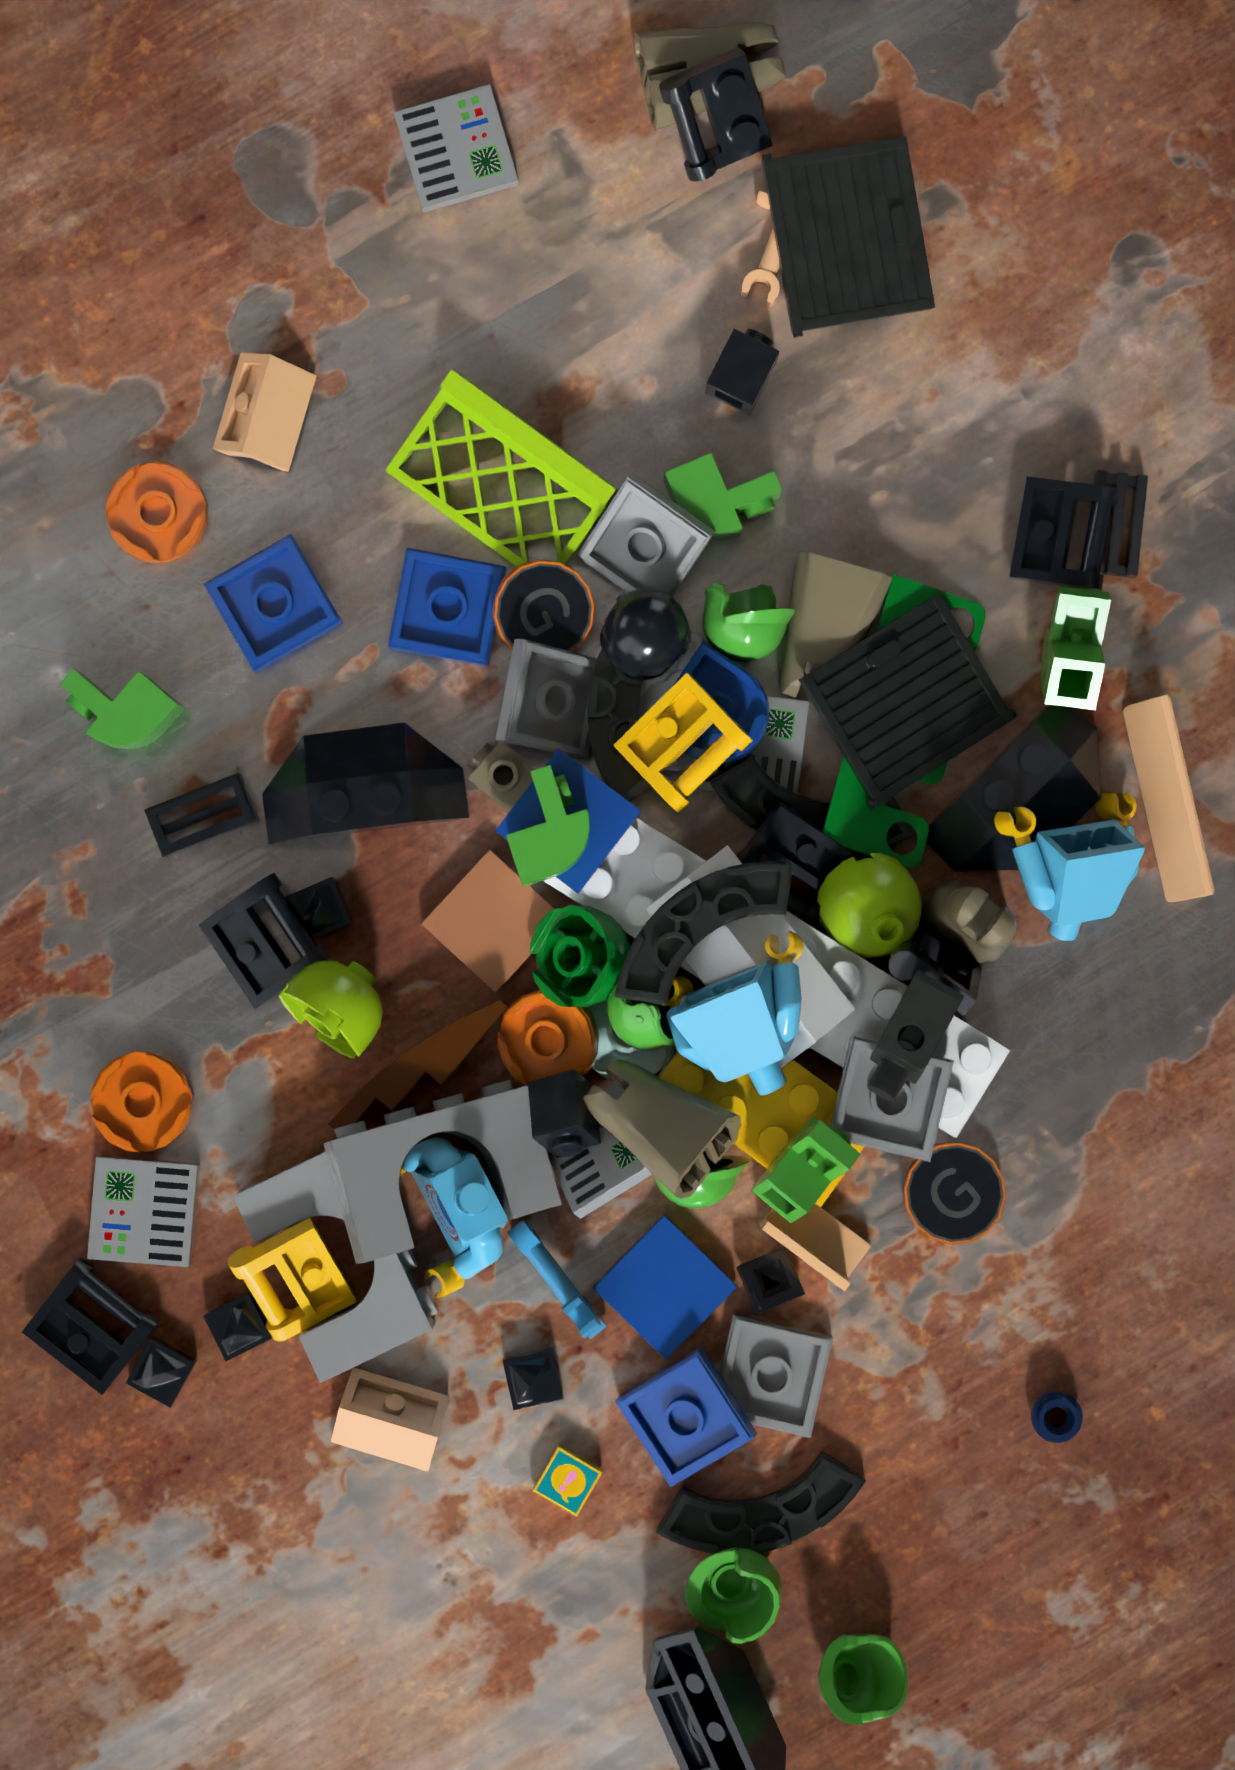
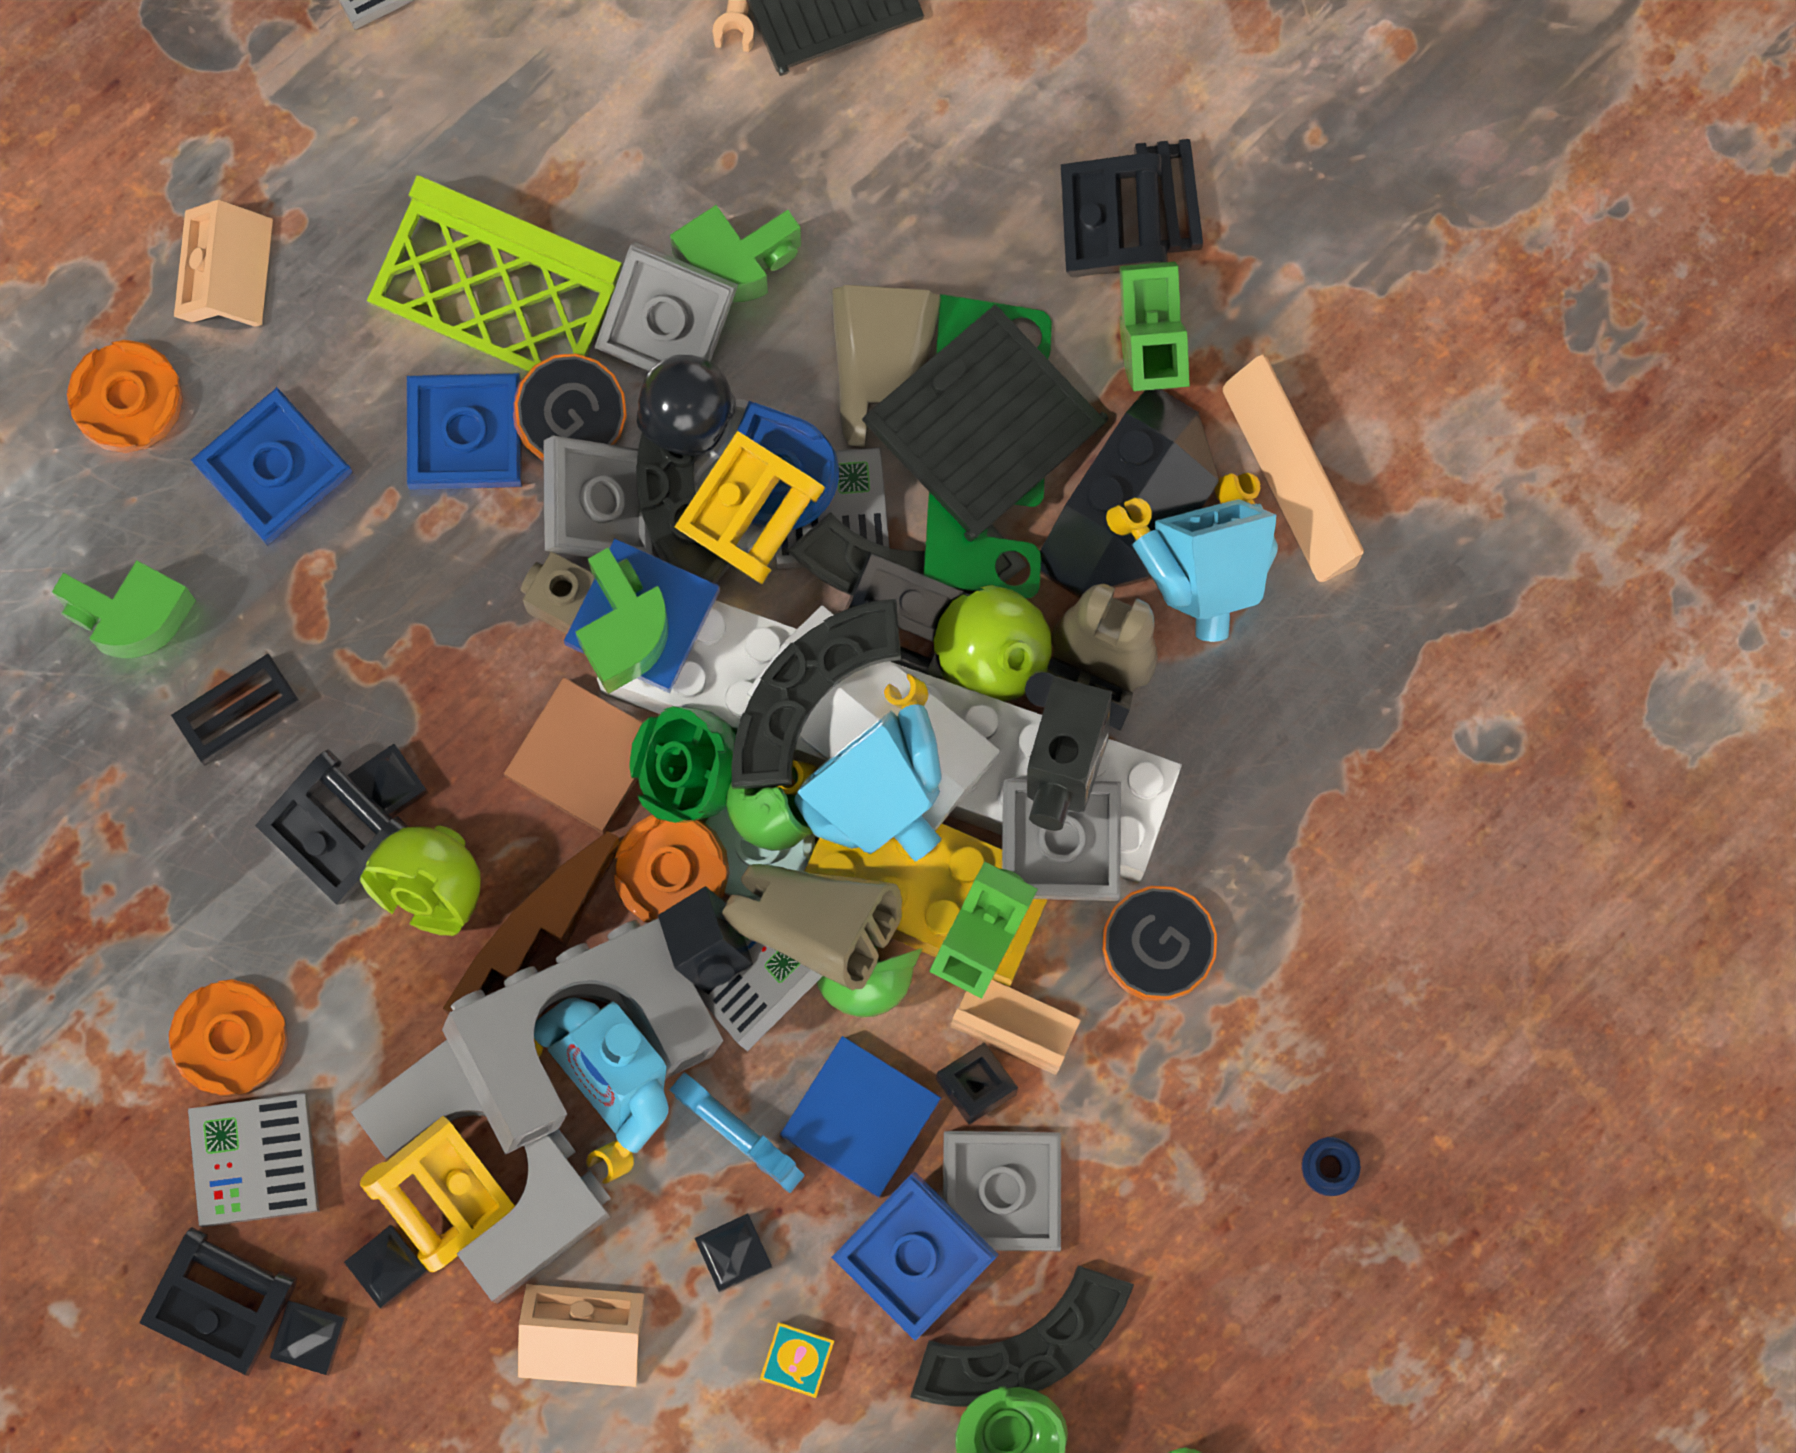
camera: 15 degrees left, 10 degrees down
(362, 784) = (408, 638): black wedge -> none
(742, 370) = (732, 118): black brick -> none
(744, 622) = (793, 377): bright green helmet -> none

